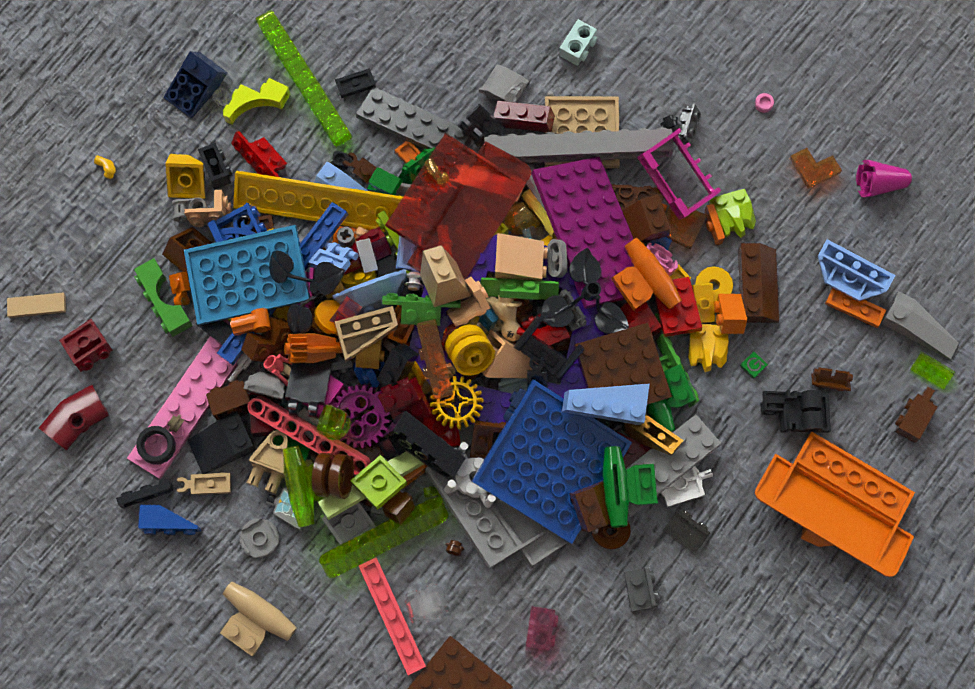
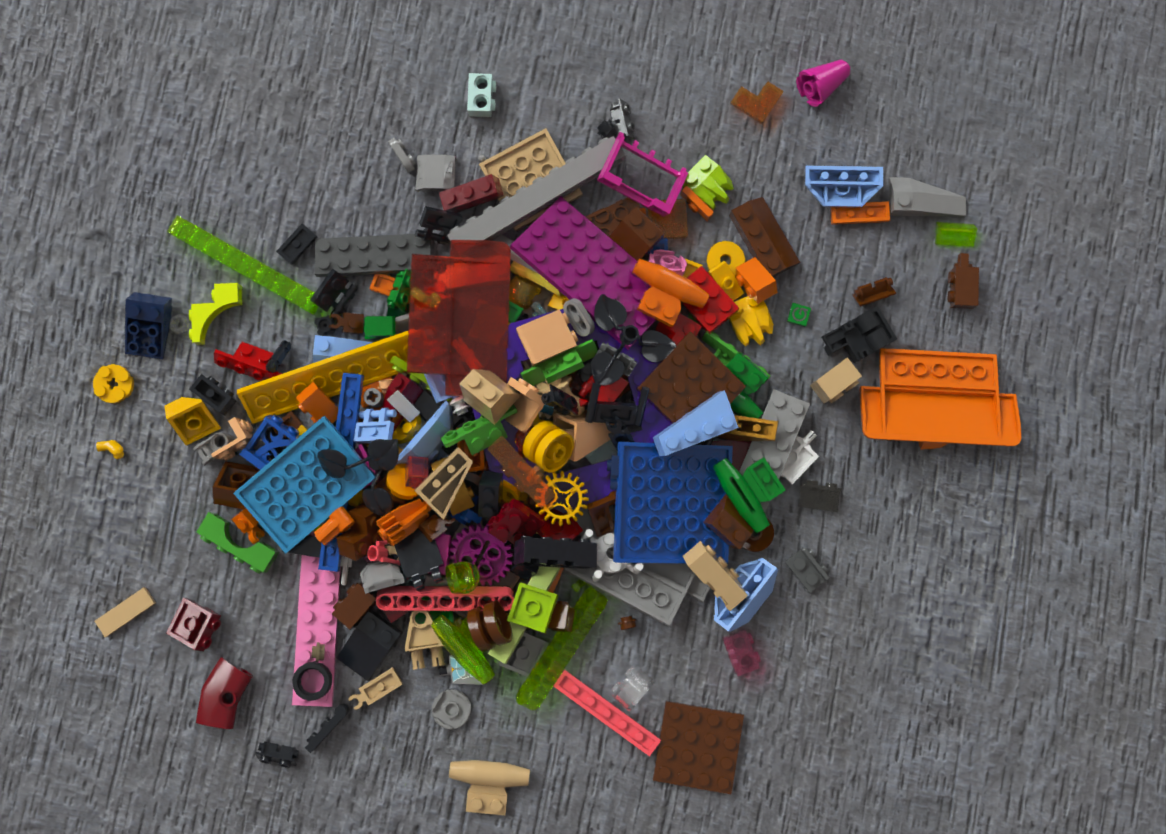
camera: 30 degrees left, 10 degrees up
(82, 488) = (284, 757): none -> black hinge
(142, 125) = (118, 393): none -> yellow plate
(157, 518) = (355, 741): blue slope -> none
(286, 164) = (278, 356): none -> black axle
(295, 213) = (317, 404): none -> orange brick
(334, 369) = (435, 527): none -> reddish brown plate
(361, 132) = (330, 290): none -> black plate
(486, 64) = (398, 147): none -> light grey plate
(505, 227) = (514, 312): none -> green tile
(505, 322) = (560, 401): none -> black hinge
(555, 543) = (715, 574): none -> tan wedge
(572, 578) = (758, 582): none -> light blue wedge
(755, 436) = (840, 378): none -> tan brick
(764, 102) = (680, 62): bright pink tile -> none

